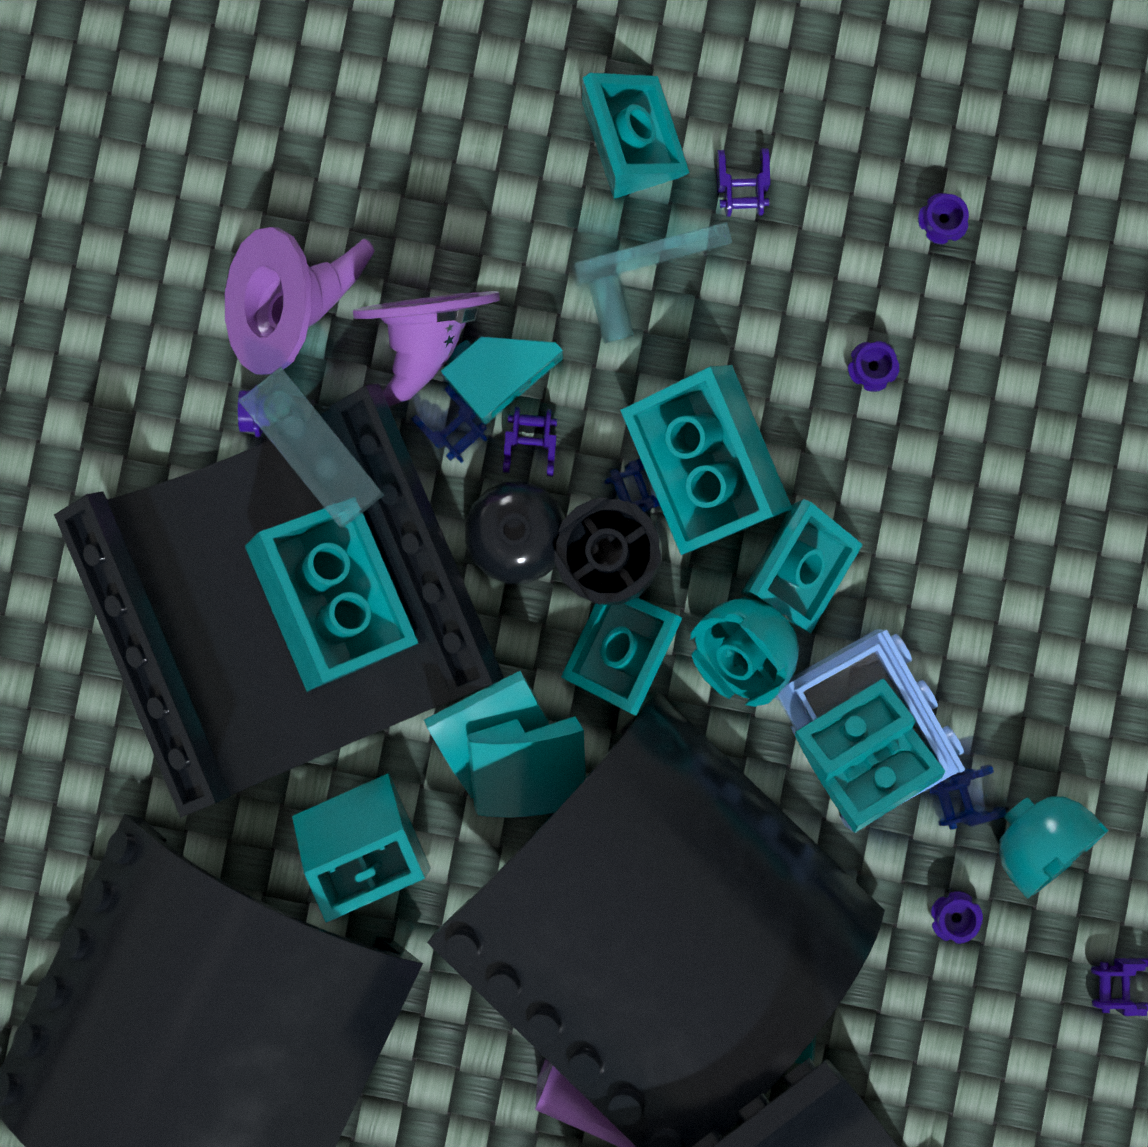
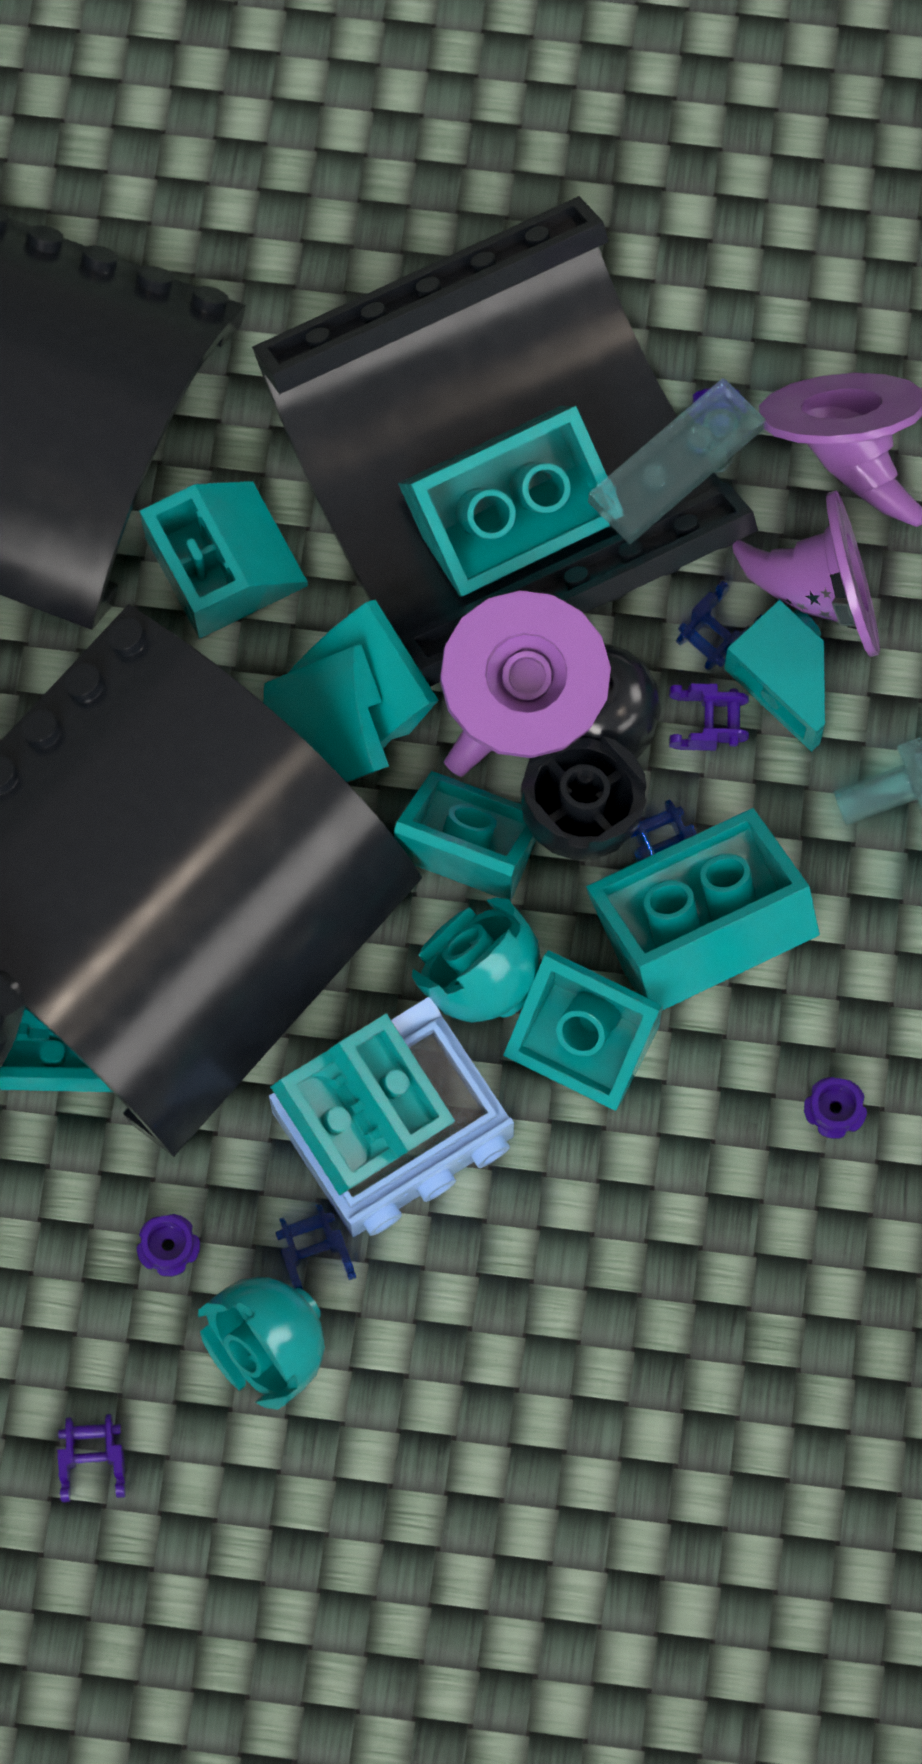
camera: 90 degrees right, 15 degrees down
(507, 595) = (522, 678): none -> medium lavender piece

